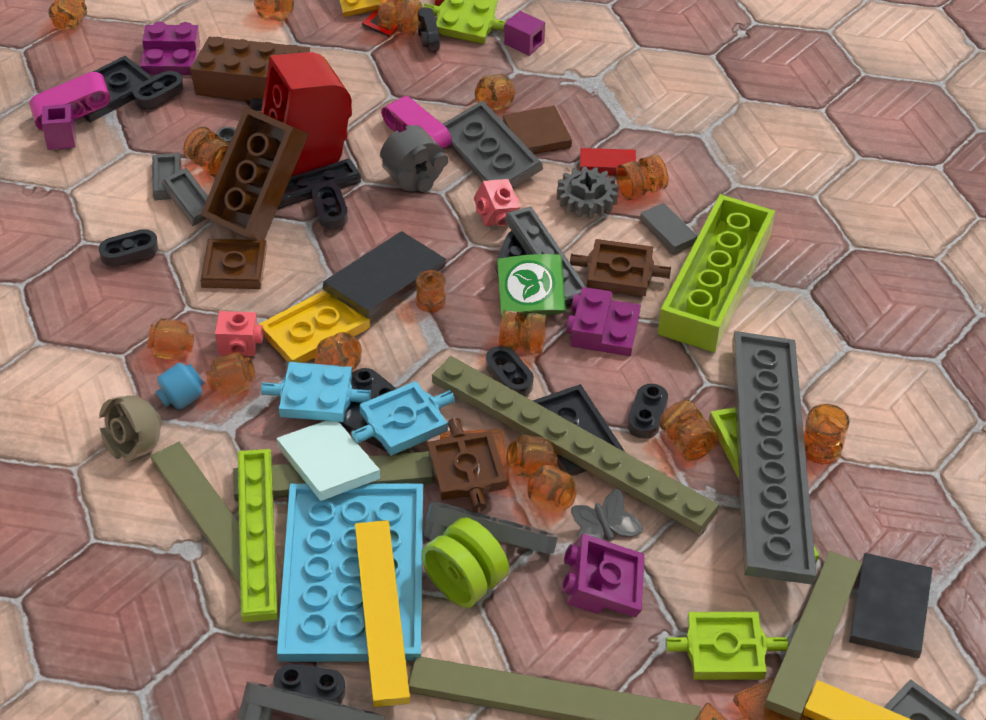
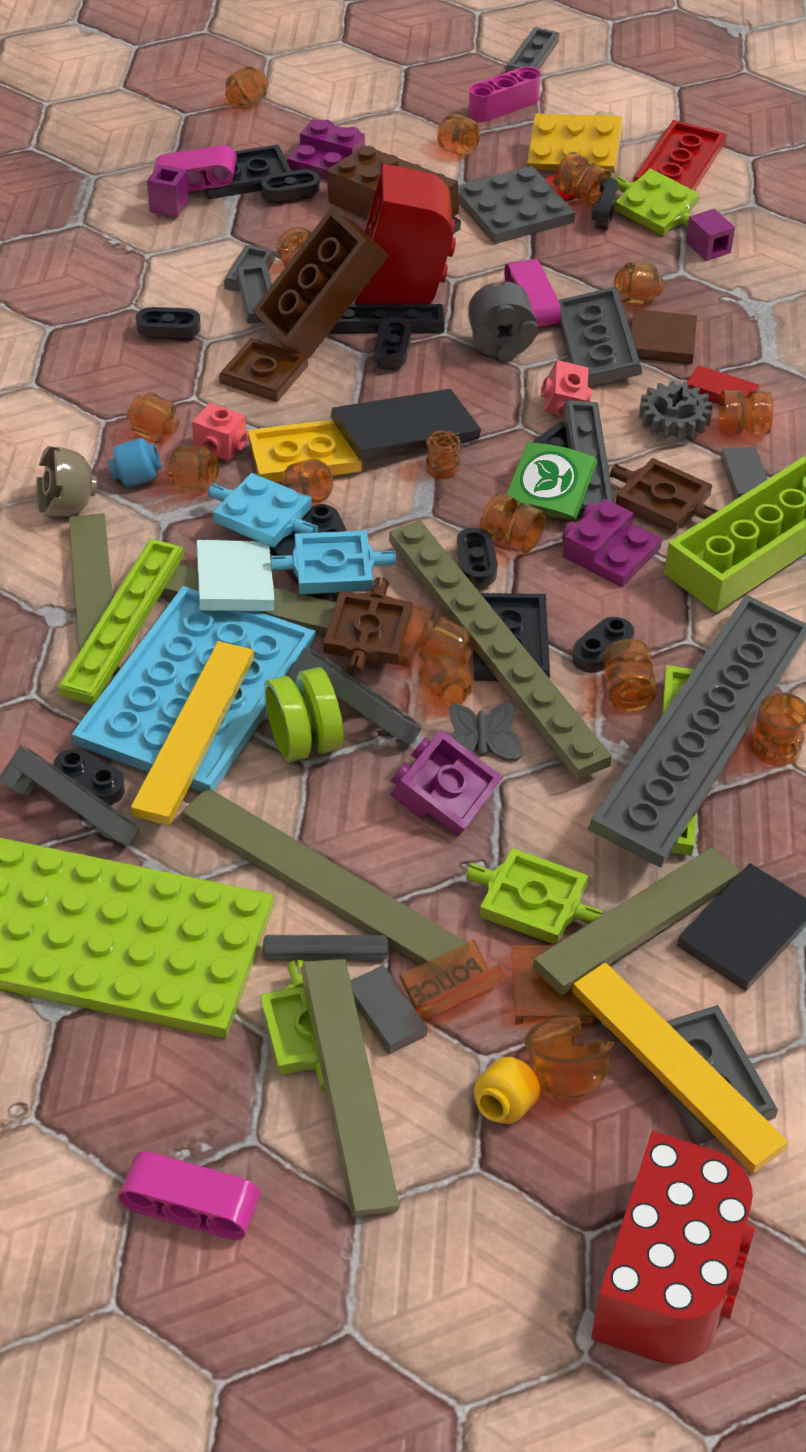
camera: 25 degrees right, 0 degrees up
(357, 50) = (514, 204): none -> dark grey plate

